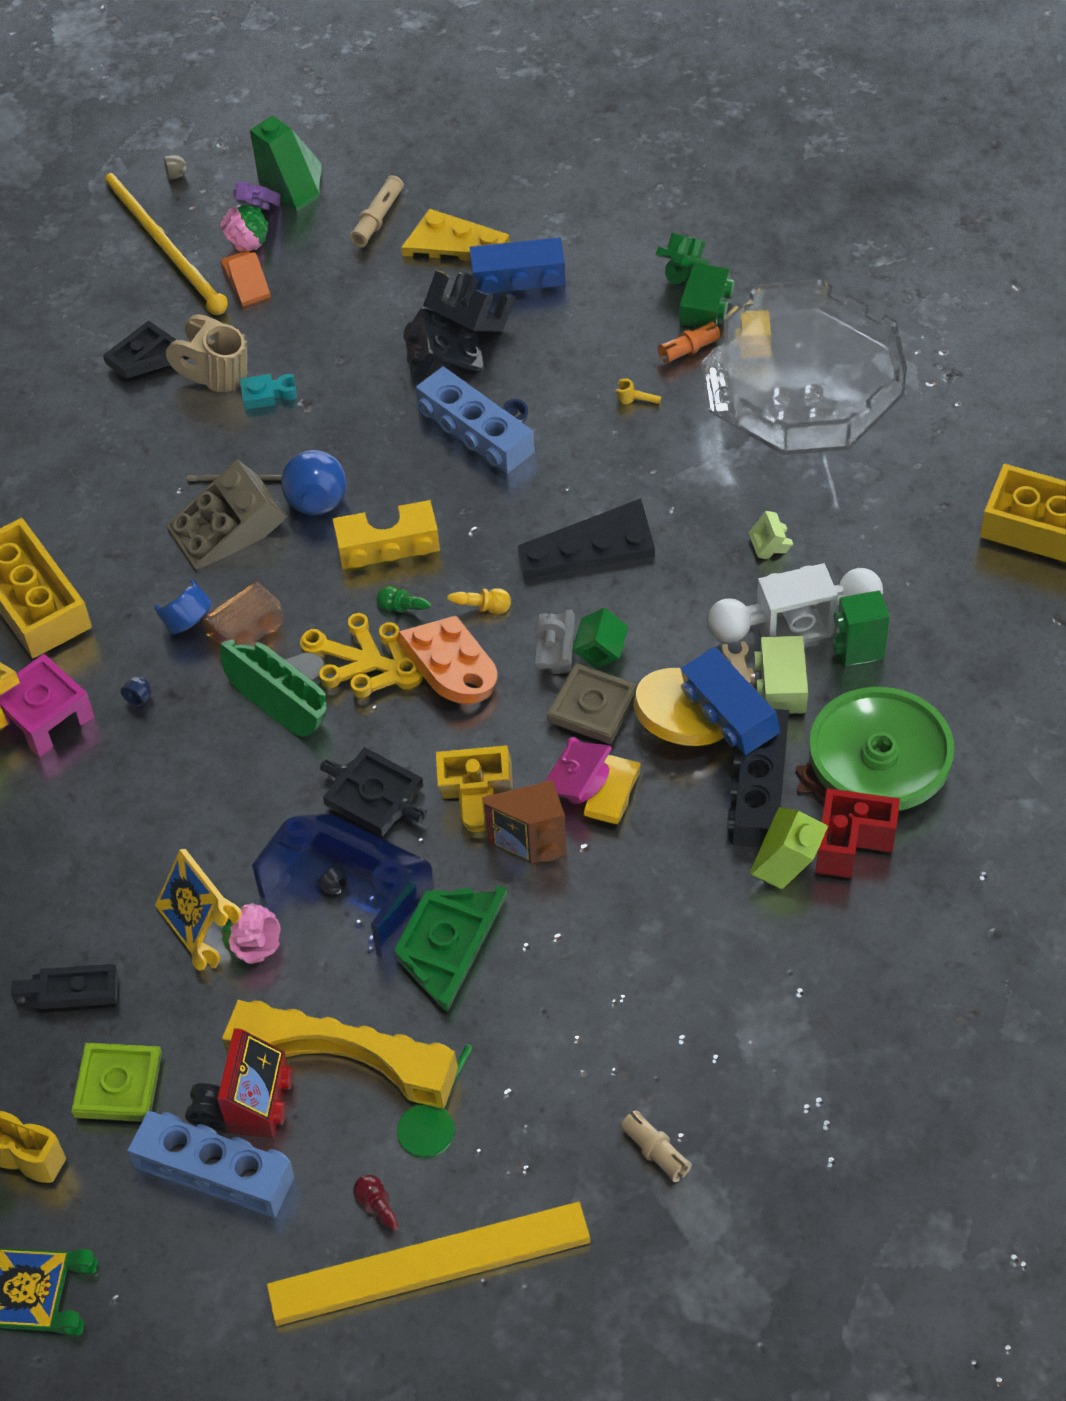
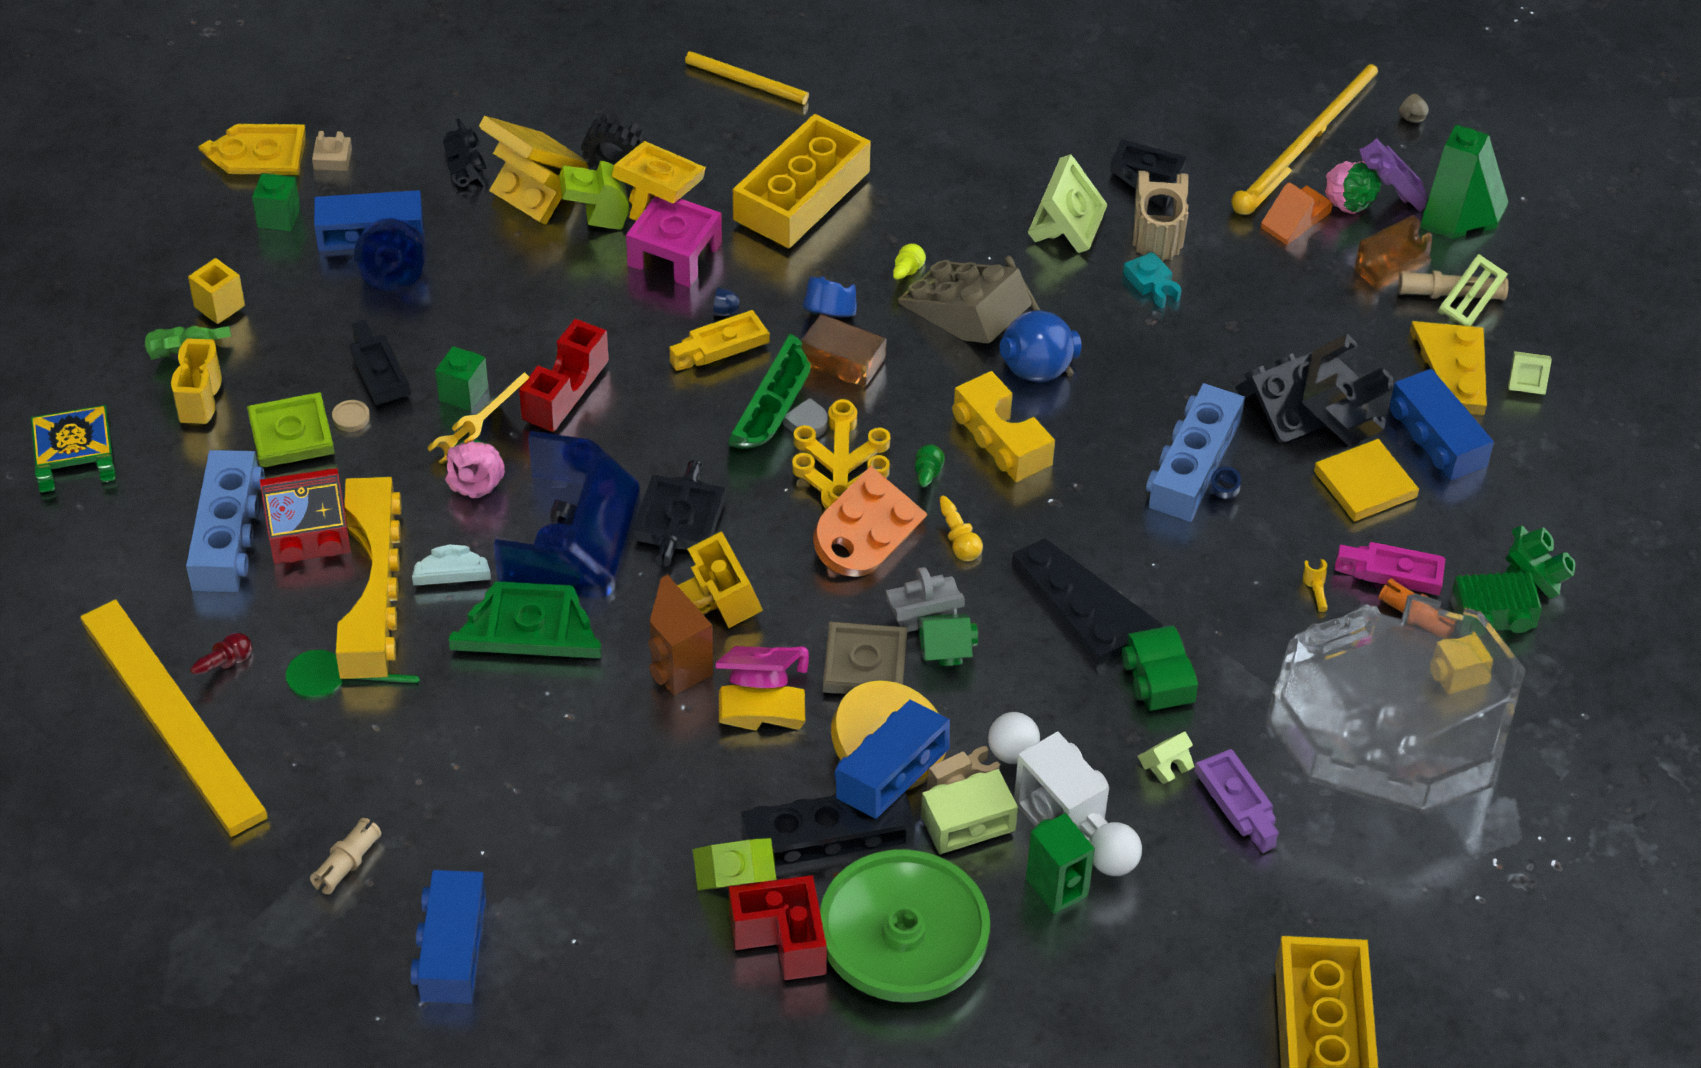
camera: 65 degrees right, 5 degrees down
(117, 1028) = (350, 415): none -> tan piece
(130, 917) = (461, 378): none -> green brick
(153, 544) = (909, 260): none -> neon yellow bar
(159, 821) = (553, 393): none -> red arch
(162, 417) = (1069, 207): none -> yellowish green bracket
(182, 706) = (719, 341): none -> yellow hinge
(326, 233) = (1392, 251): none -> clear orange hinge
(352, 983) = (450, 565): none -> light aqua plate
(392, 200) = (1456, 315): none -> yellowish green tile
(490, 198) = (1529, 372): none -> yellowish green tile
(546, 330) = (1366, 480): none -> yellow tile
(643, 342) = (1381, 562): none -> dark pink hinge
(684, 512) = (1160, 668): none -> green brick
(775, 1080) = (449, 937): none -> blue brick
(826, 505) = (1239, 798): none -> medium lavender hinge

